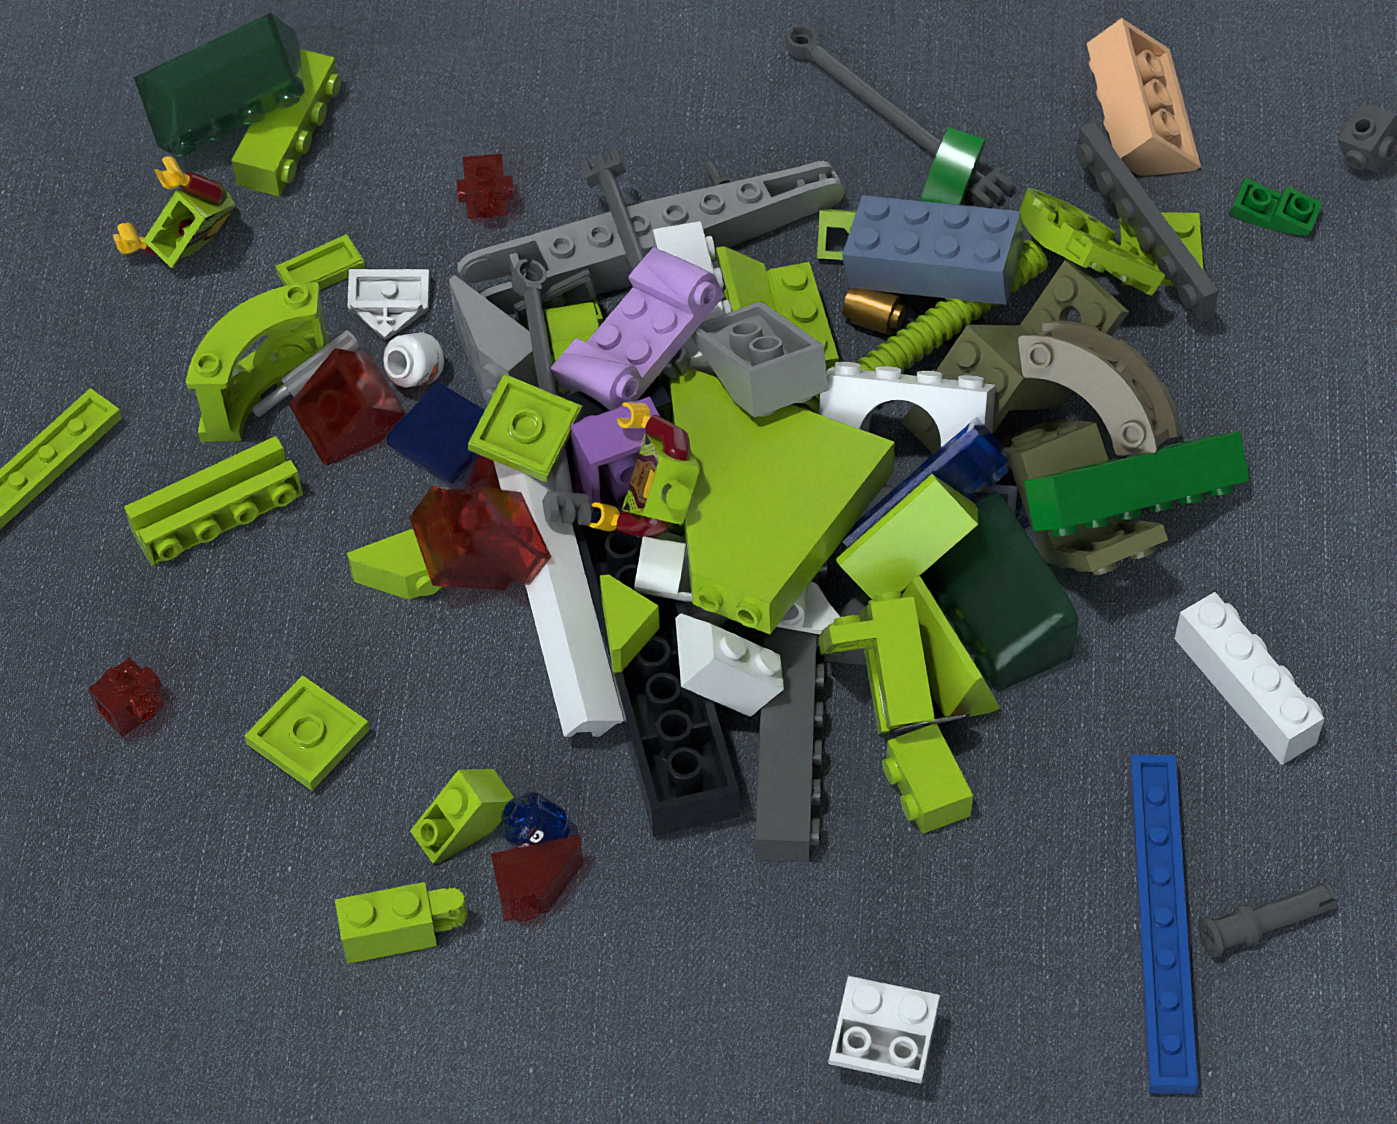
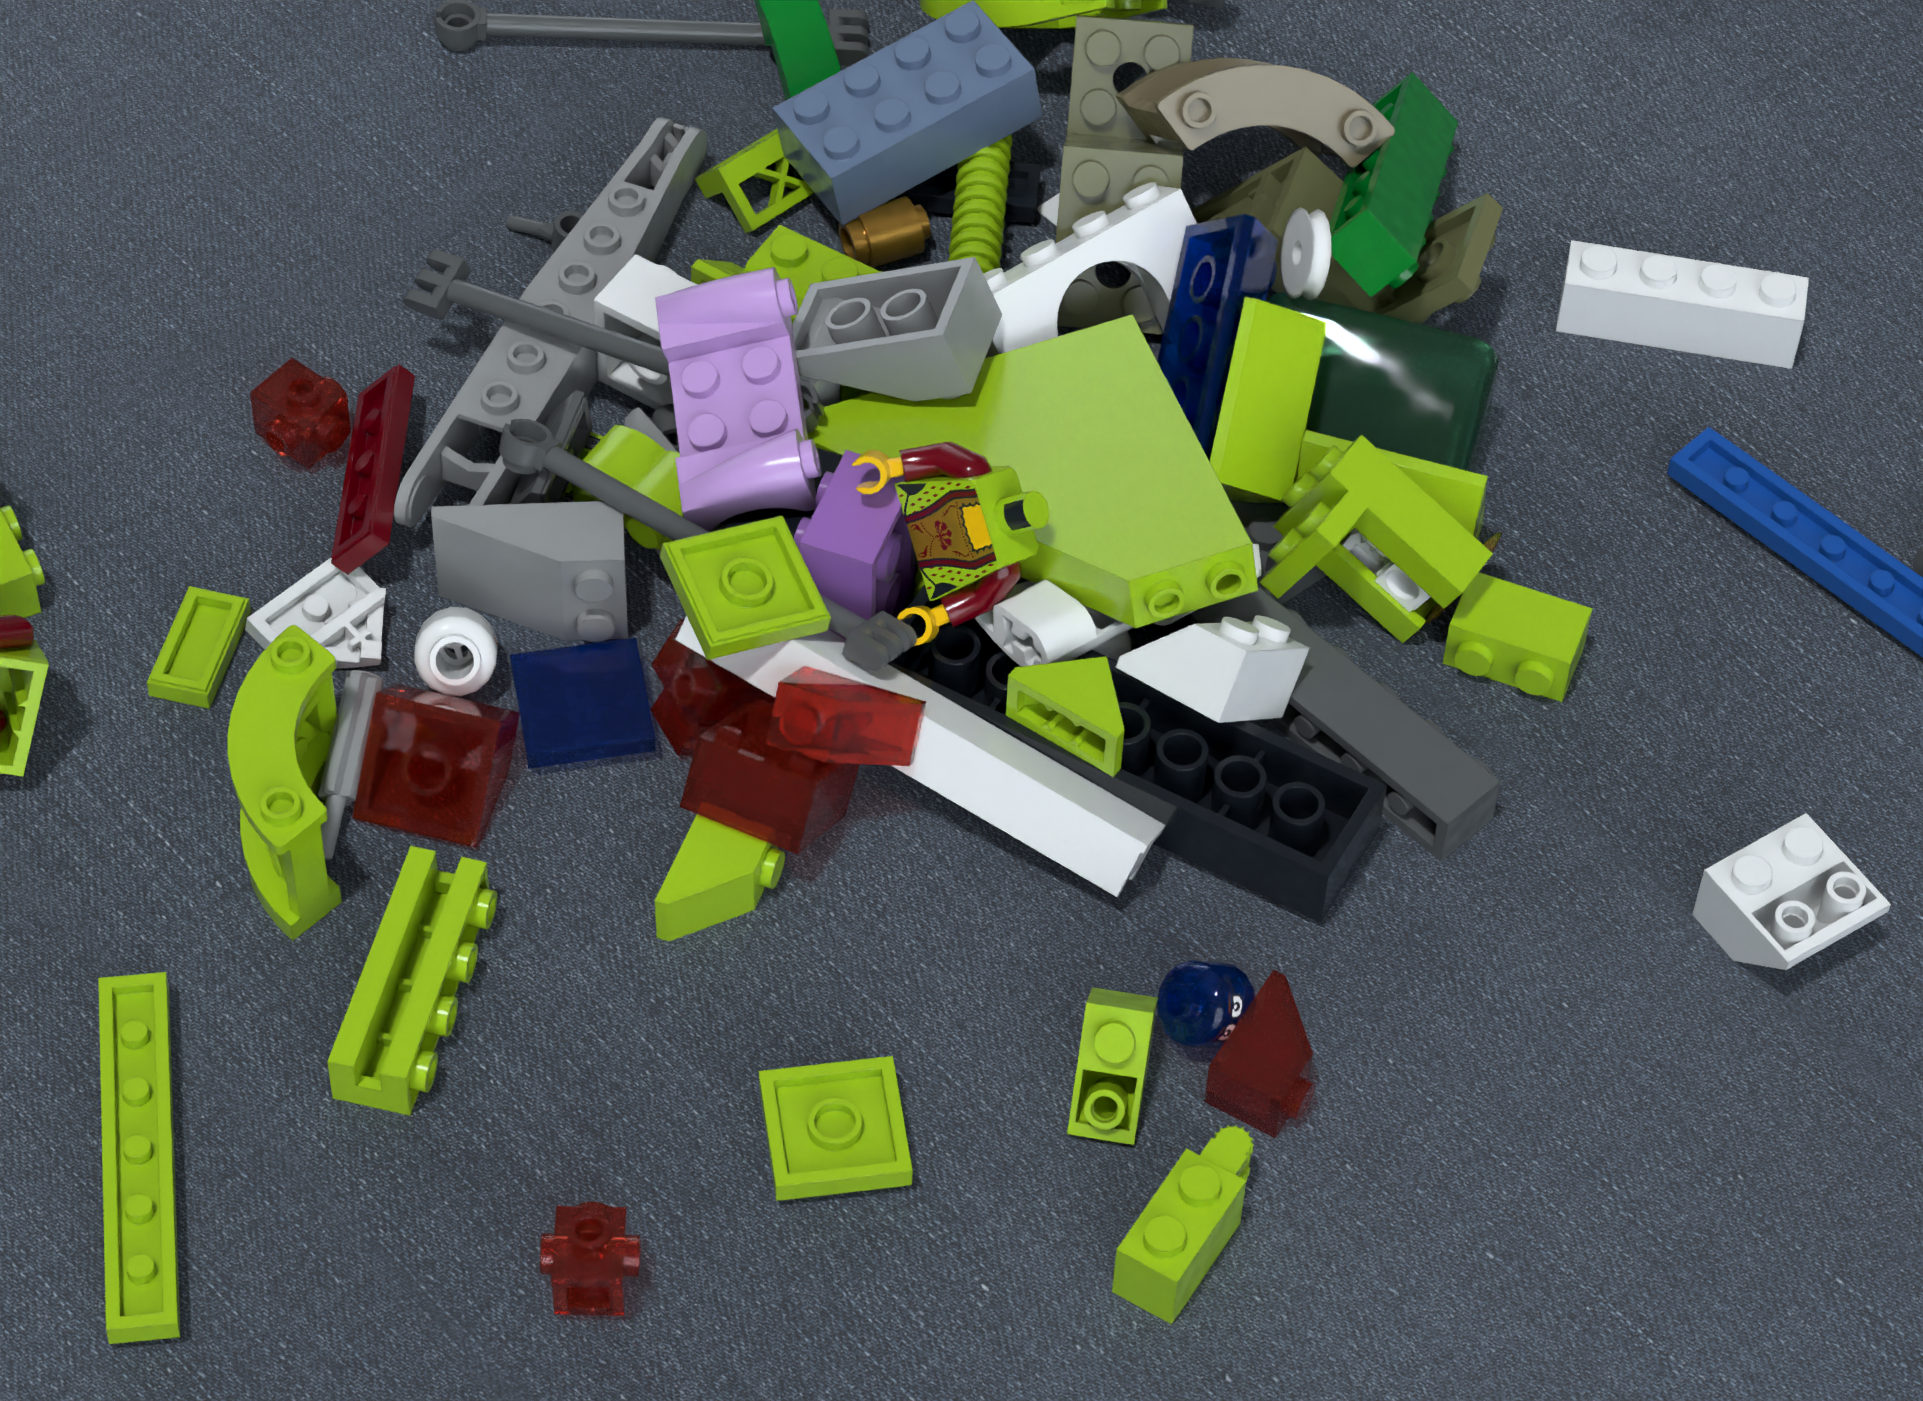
camera: 50 degrees left, 5 degrees down
(484, 237) = (373, 469): none -> dark red tile
(1016, 479) = (1305, 253): none -> white piece

